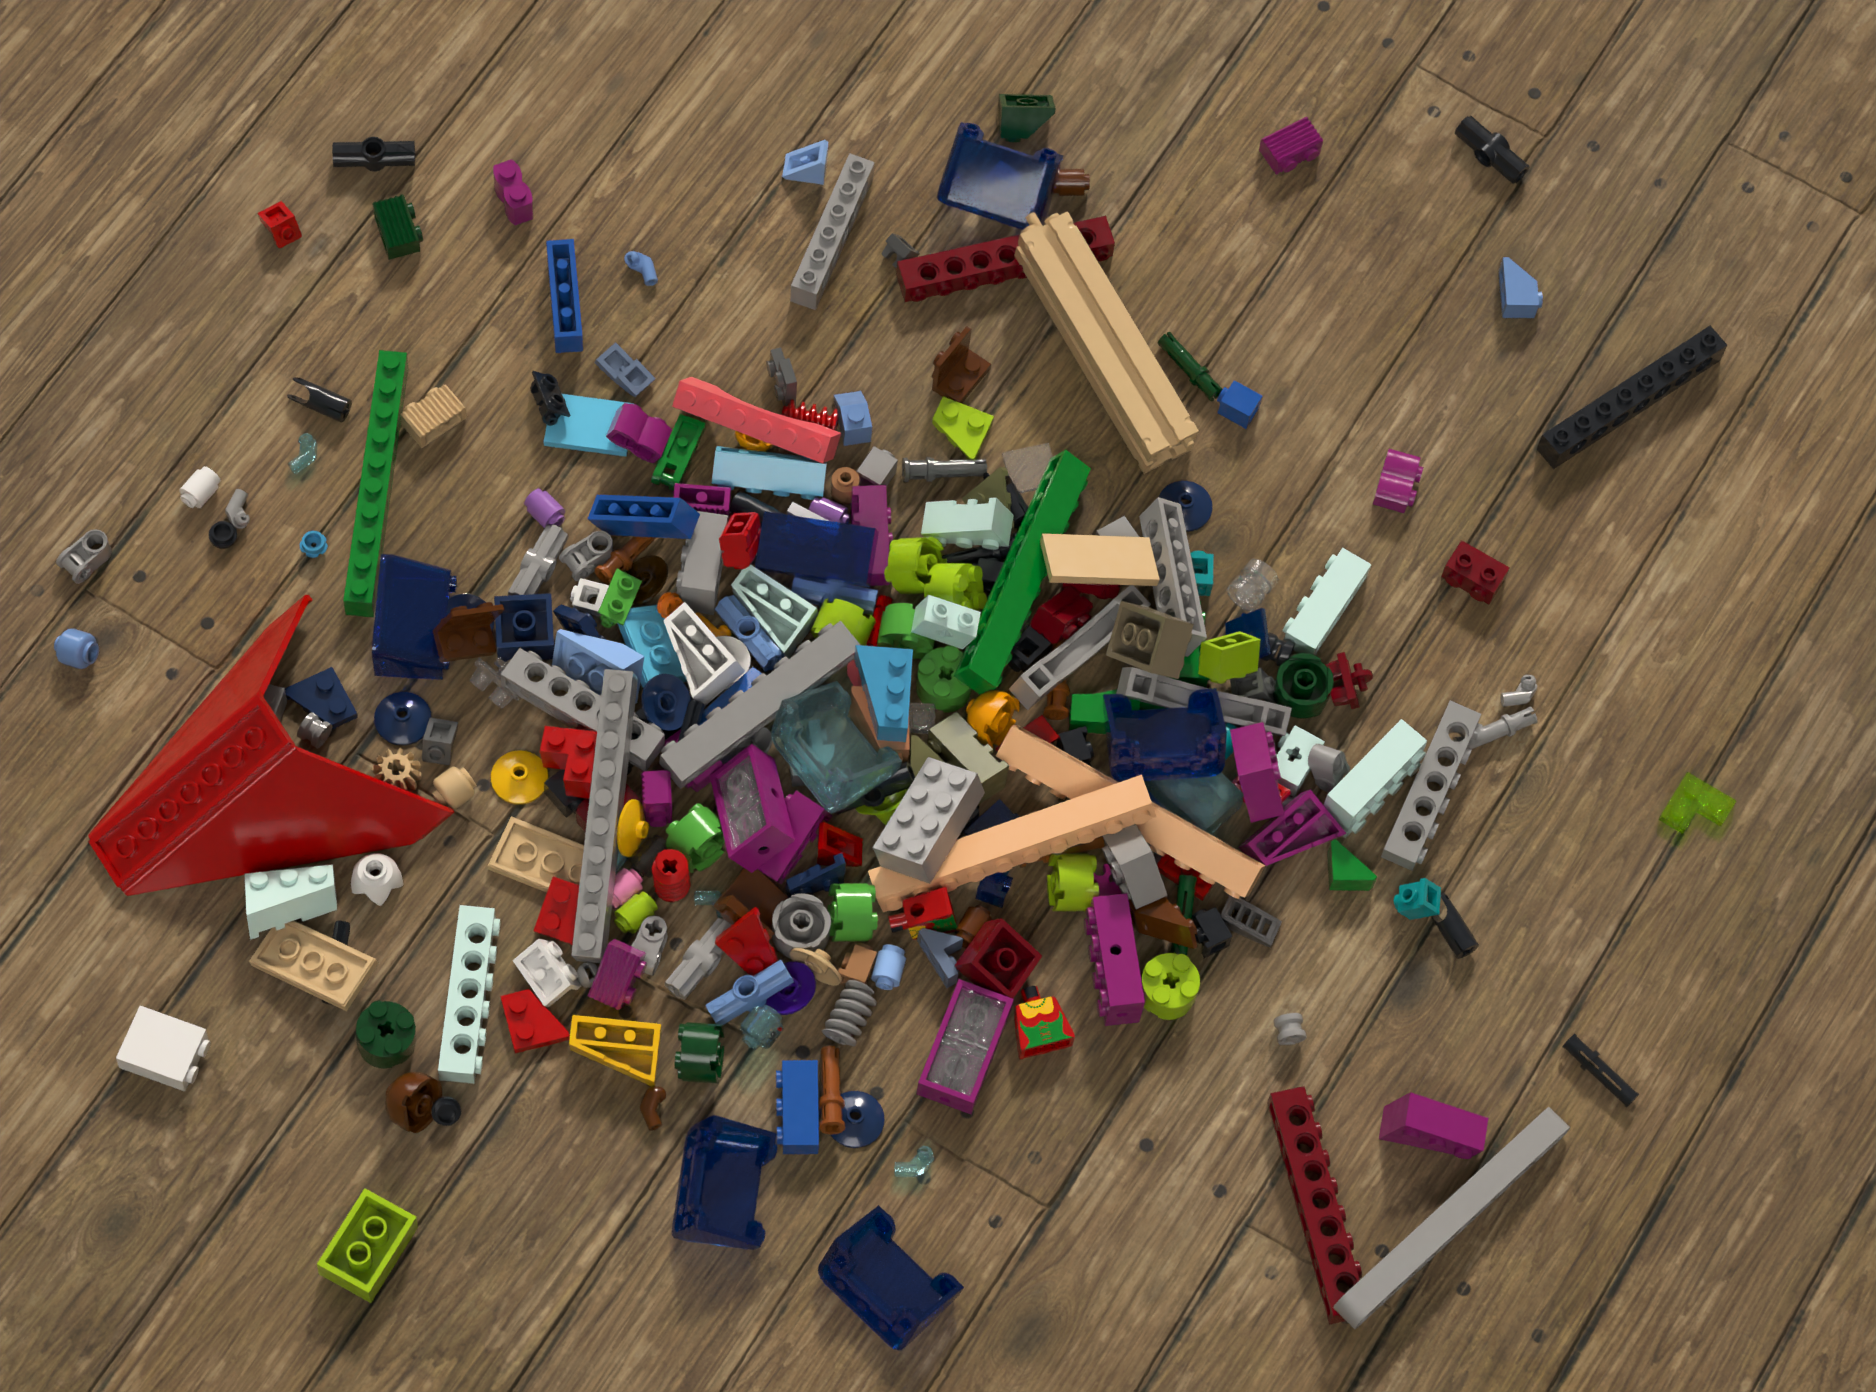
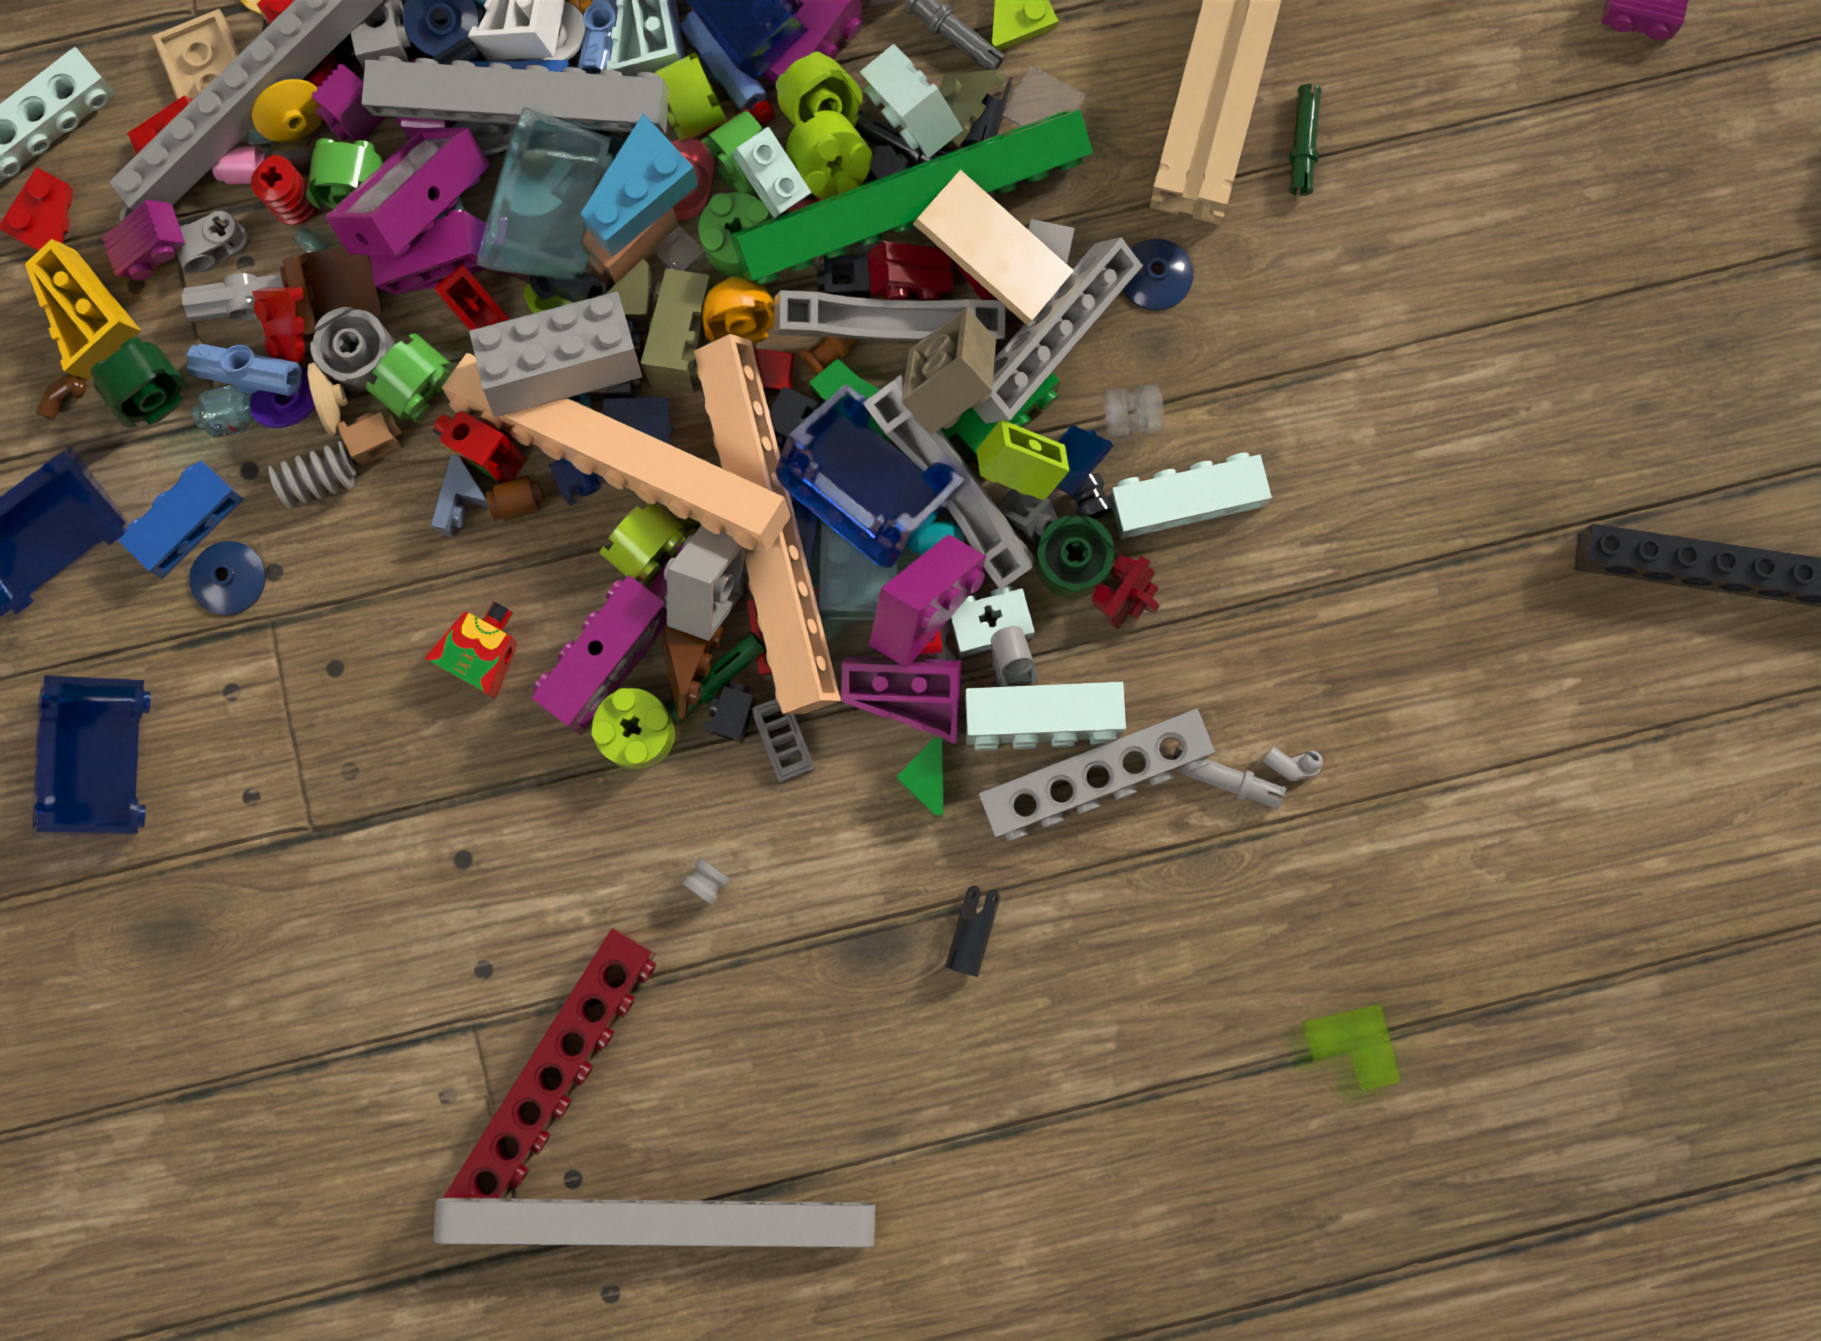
camera: 55 degrees right, 15 degrees up
(547, 971) = (89, 185): white bracket -> none
(634, 911) = (229, 196): lime brick -> none
(817, 879) = (404, 313): dark blue wing -> none
(831, 1102) = (209, 542): dark orange pin -> none
(888, 967) = (398, 463): light blue brick -> none
(918, 1164) = (230, 676): clear light blue arm -> none
(964, 1046) = (379, 605): clear brick -> none
(998, 959) = (492, 553): dark red brick -> none
(1203, 571) = (1099, 337): teal brick -> none
(1239, 404) = (1313, 219): blue brick -> none
(1397, 480) = (1394, 437): magenta brick -> none
(1413, 900) = (956, 868): teal brick -> none
(1433, 1126) = (737, 1116): magenta wedge -> none
(1475, 572) = (1374, 601): dark red brick -> none
(1518, 291) = (1728, 356): medium blue slope -> none
(1575, 1045) = (968, 1217): black pin -> none

